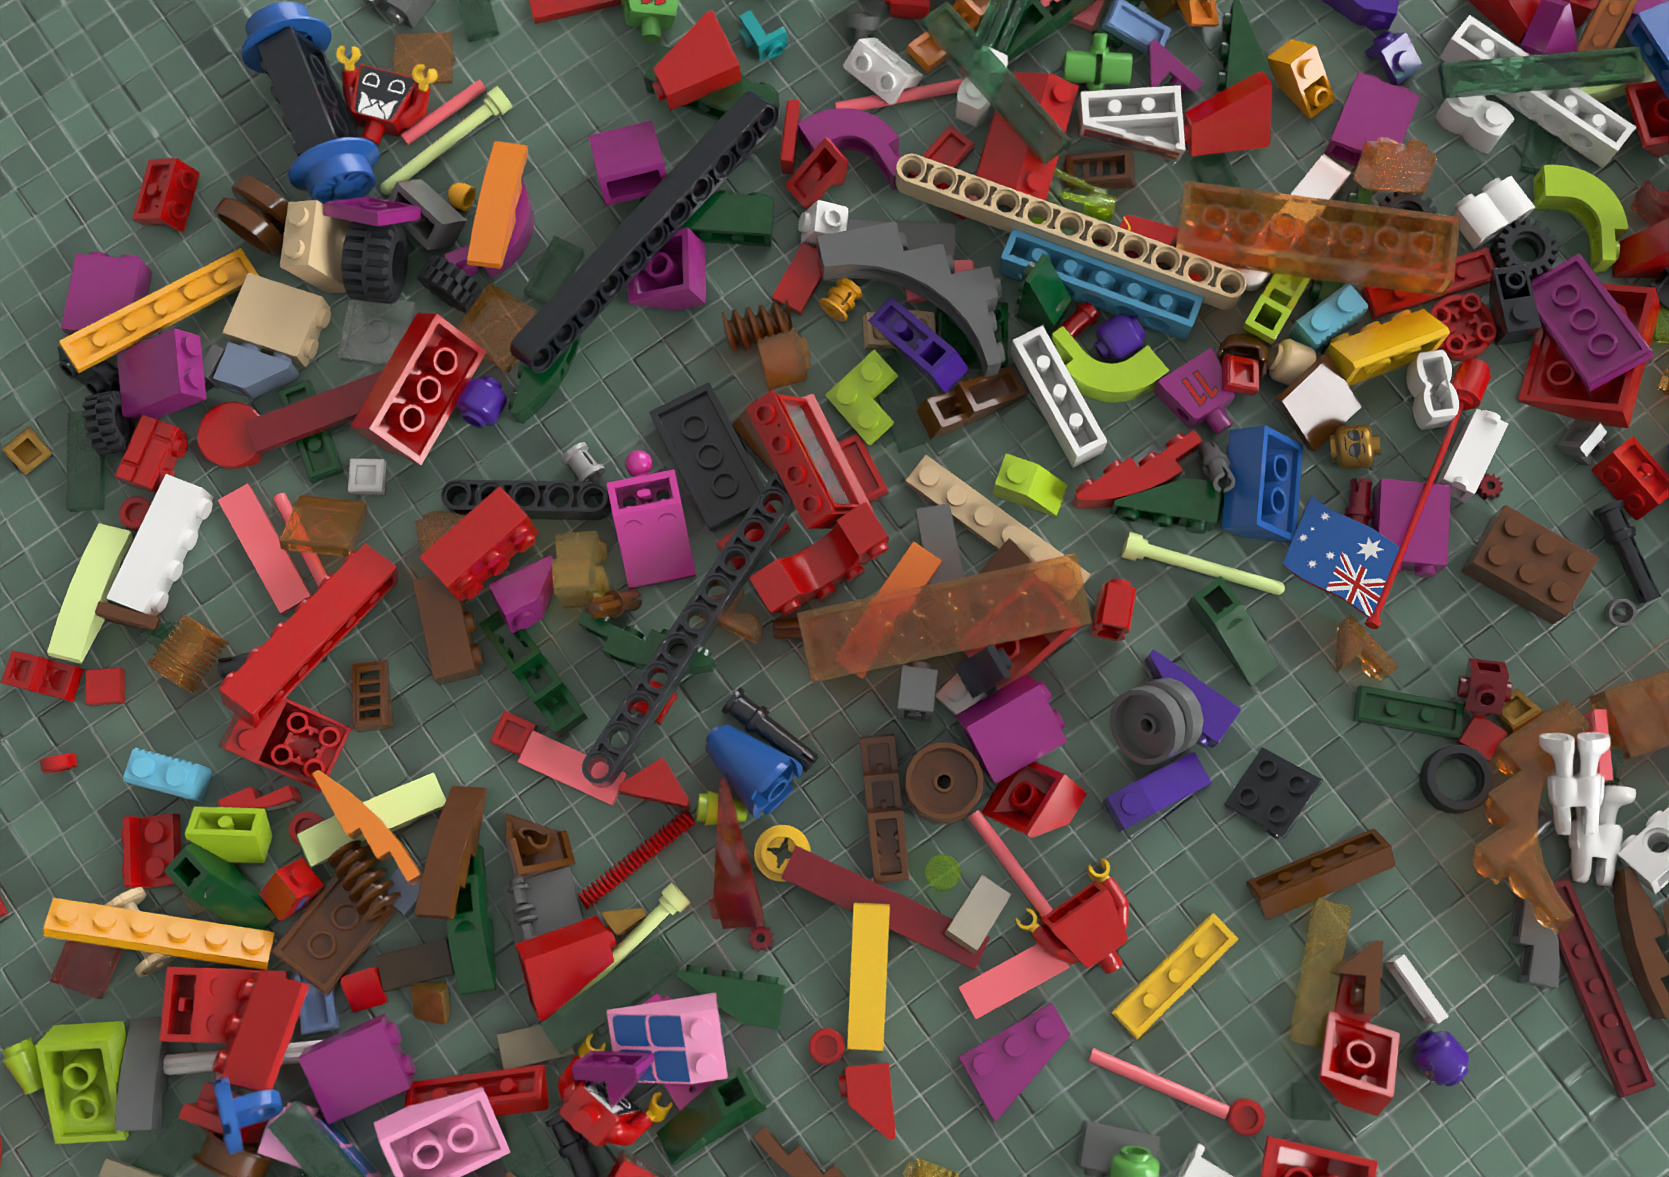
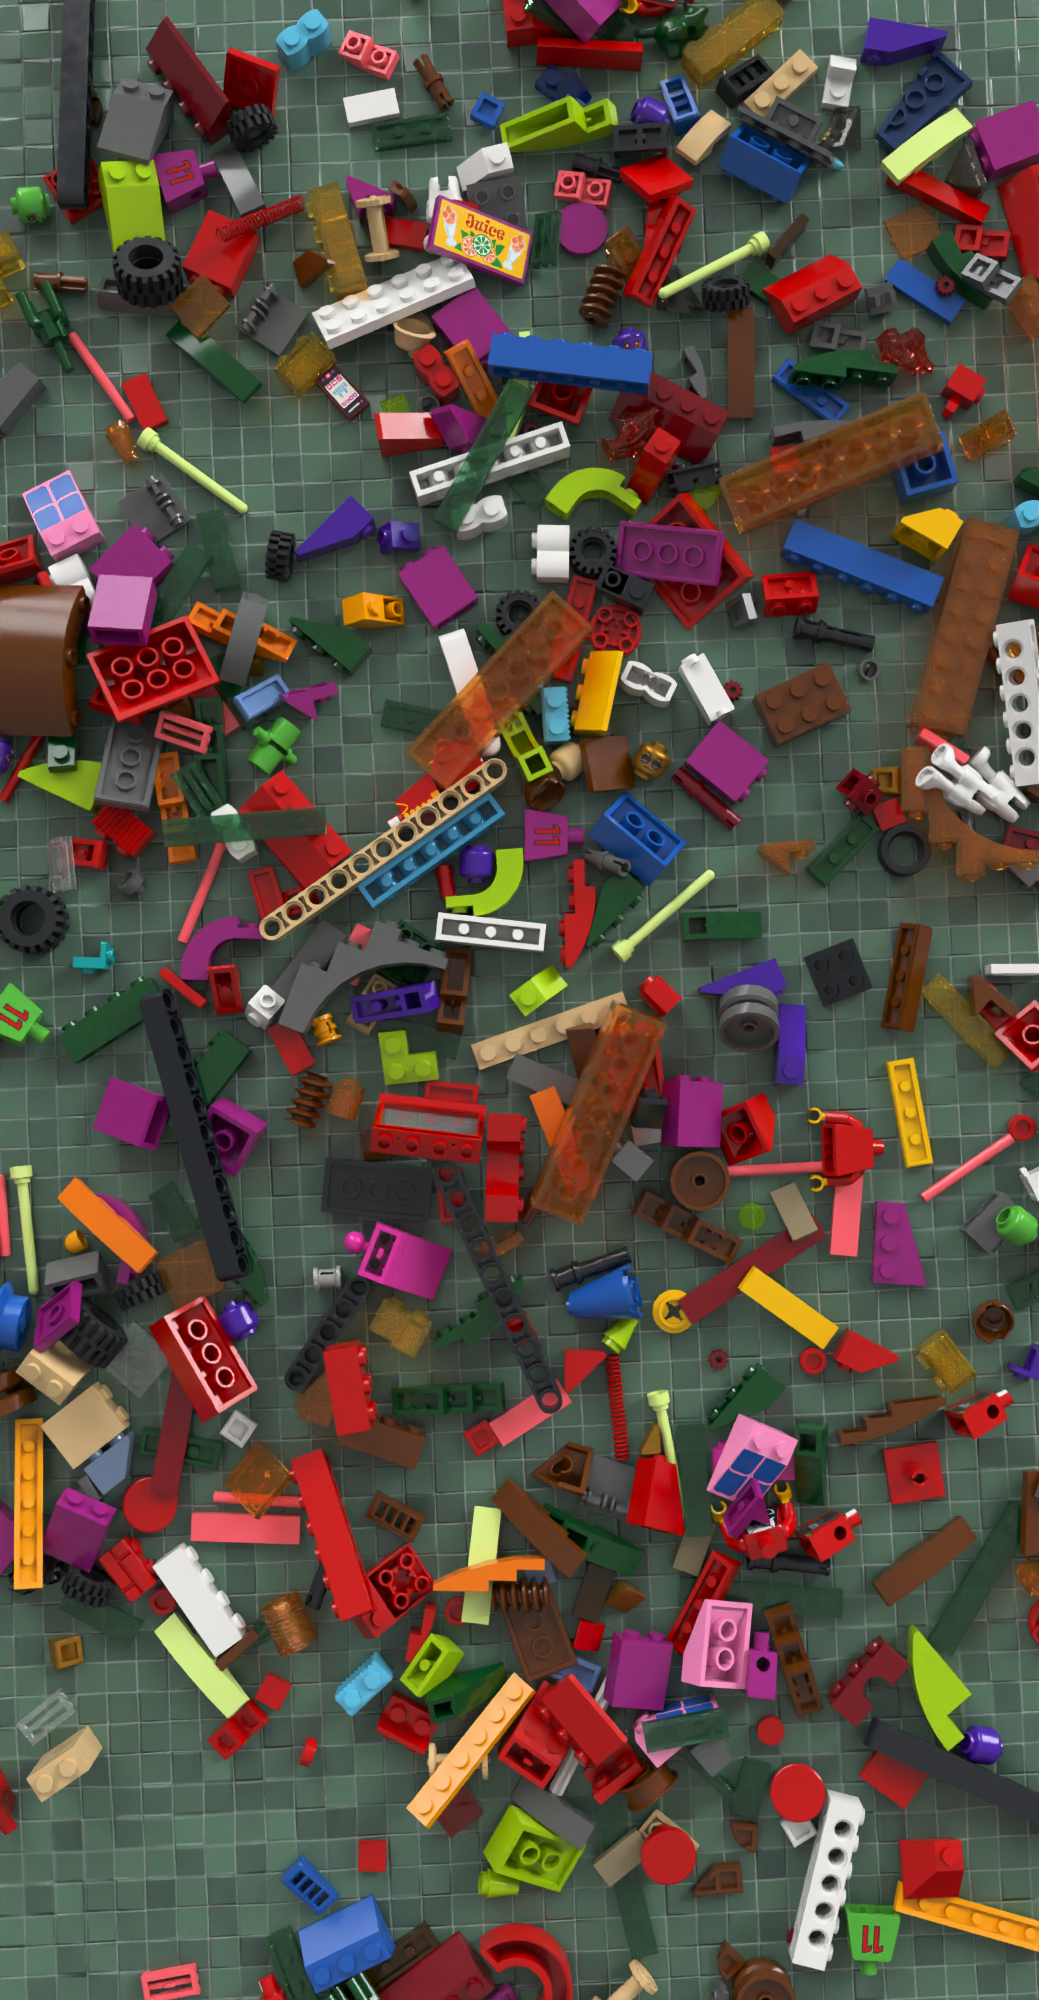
camera: 65 degrees left, 10 degrees up
(243, 1111) = (628, 1764): blue tile -> none
(291, 889) = (494, 1646): red brick -> none
(524, 594) = (395, 1374): magenta slope -> none
(613, 604) = (441, 1319): reddish brown axle -> none
(696, 65) = (94, 1023): red slope -> none
(734, 886) = (680, 1357): clear red wedge -> none
(881, 69) = (176, 892): white bracket -> none
(1042, 296) = (418, 897): dark green slope -> none
(1097, 205) = (373, 814): clear neon green plant -> none
(1113, 158) = (361, 773): reddish brown slope -> none
(1135, 119) = (330, 745): white wedge -> none
(1232, 119) = (373, 683): red slope -> none
(1240, 374) = (556, 803): red tile -> none
(1354, 558) = (724, 817): flag -> none
(1395, 166) = (483, 600): clear orange brick -> none

